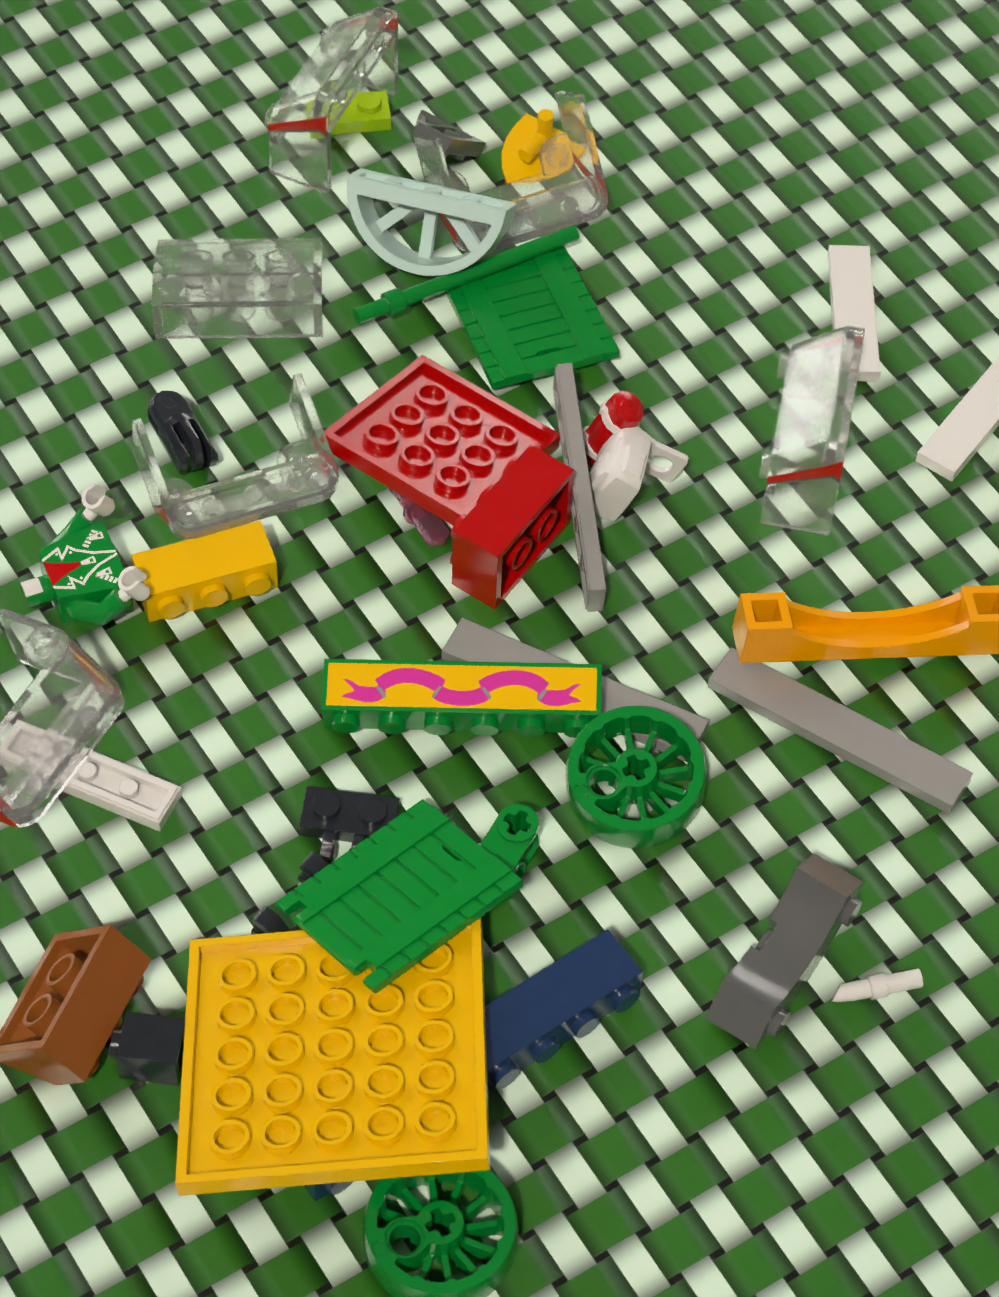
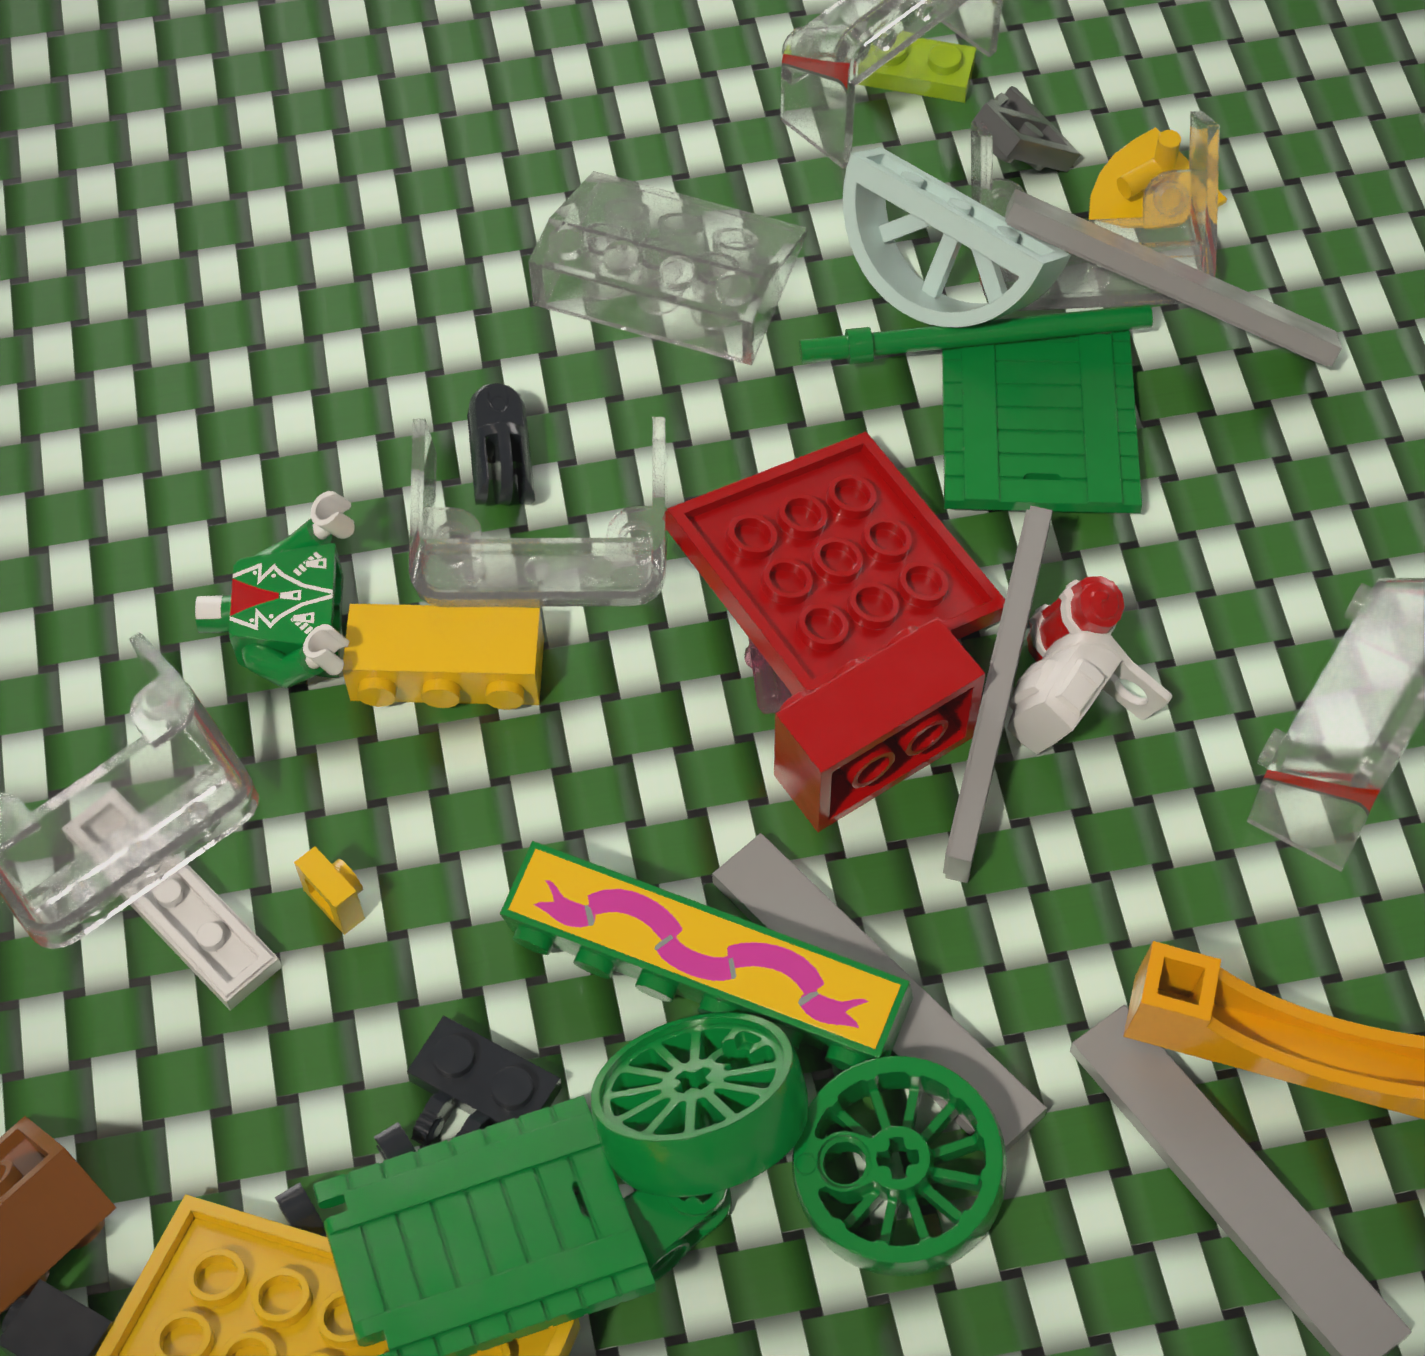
camera: 25 degrees right, 5 degrees up
(197, 734) = (332, 888): none -> yellow plate
(502, 774) = (700, 1104): none -> green piece
(583, 202) = (1172, 278): none -> light grey tile

